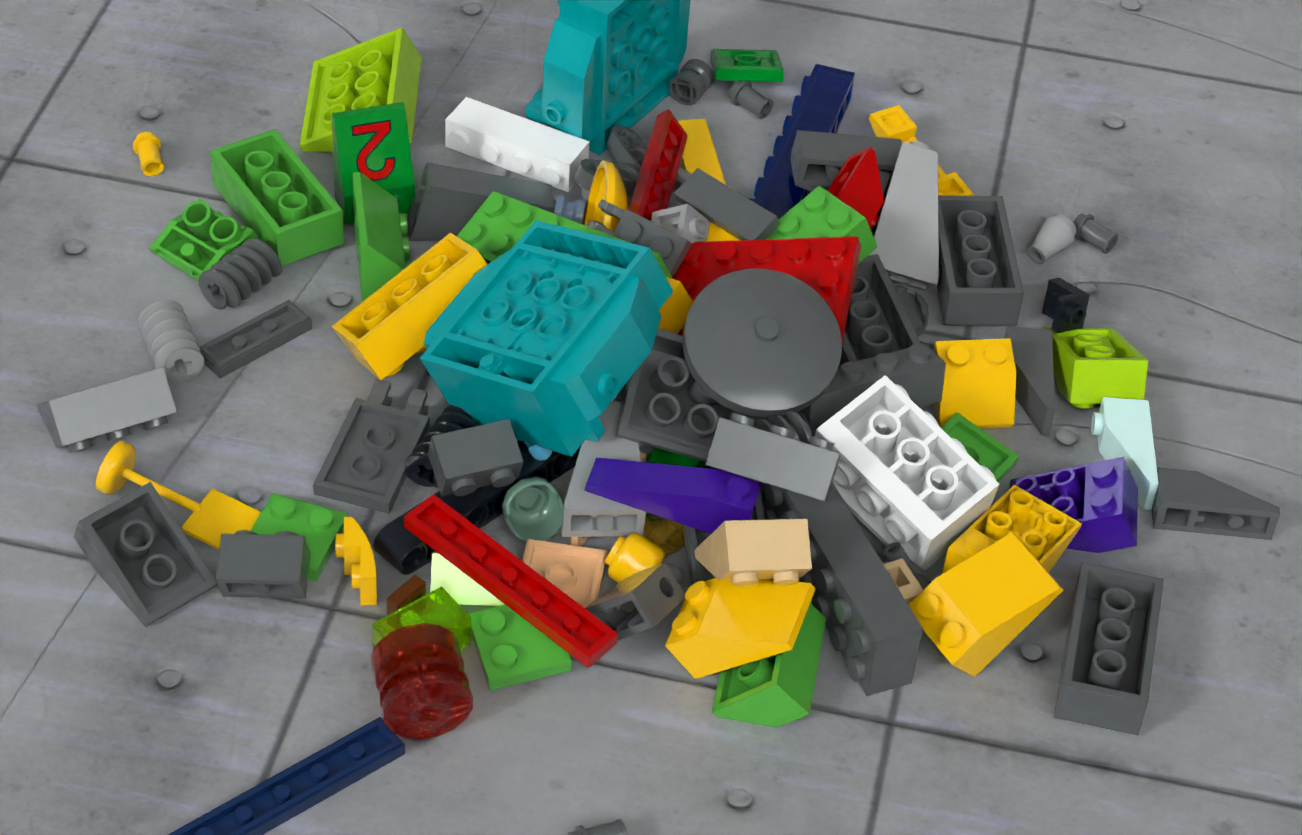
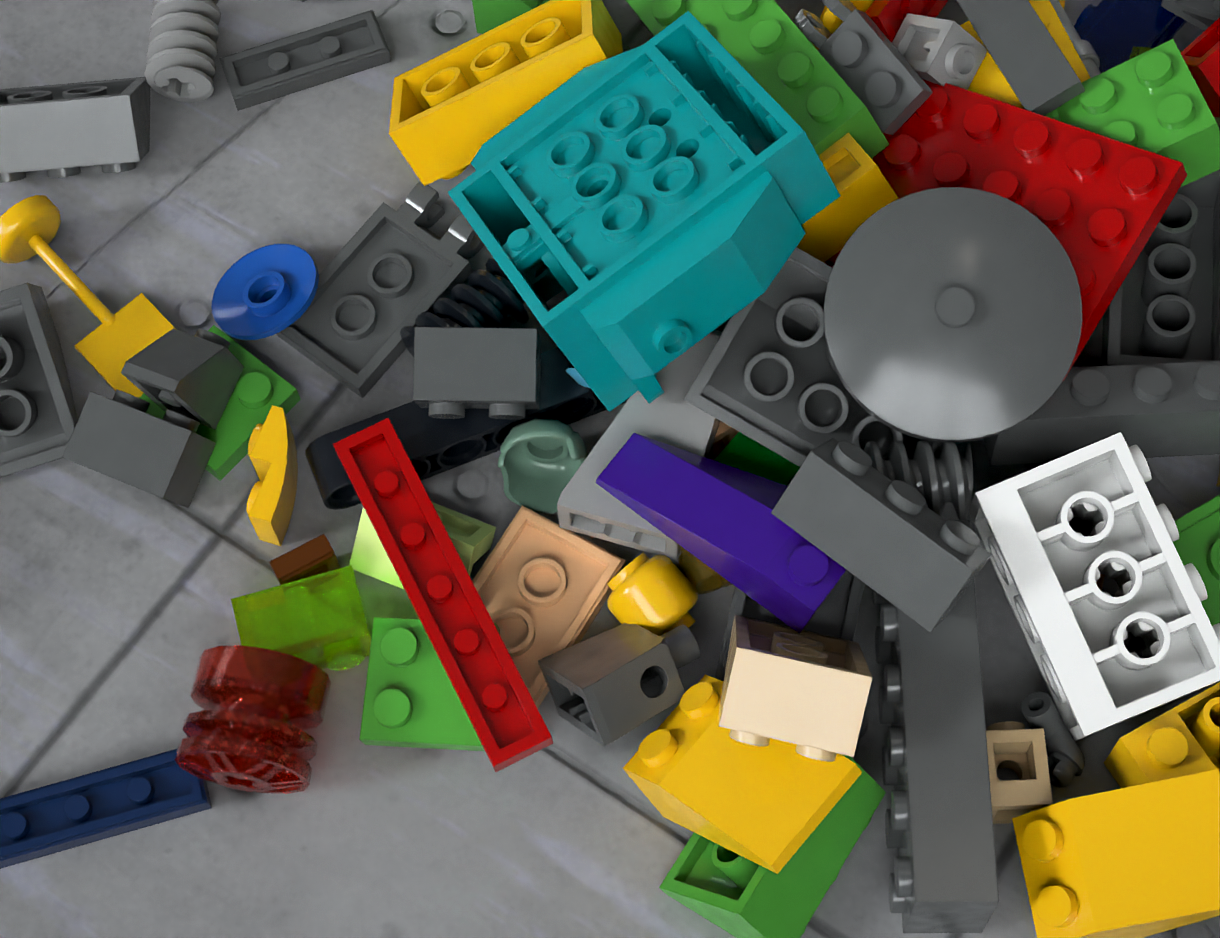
camera: 30 degrees right, 20 degrees up
(283, 508) = (187, 374): none -> dark grey slope
(300, 464) = (265, 291): none -> blue dish

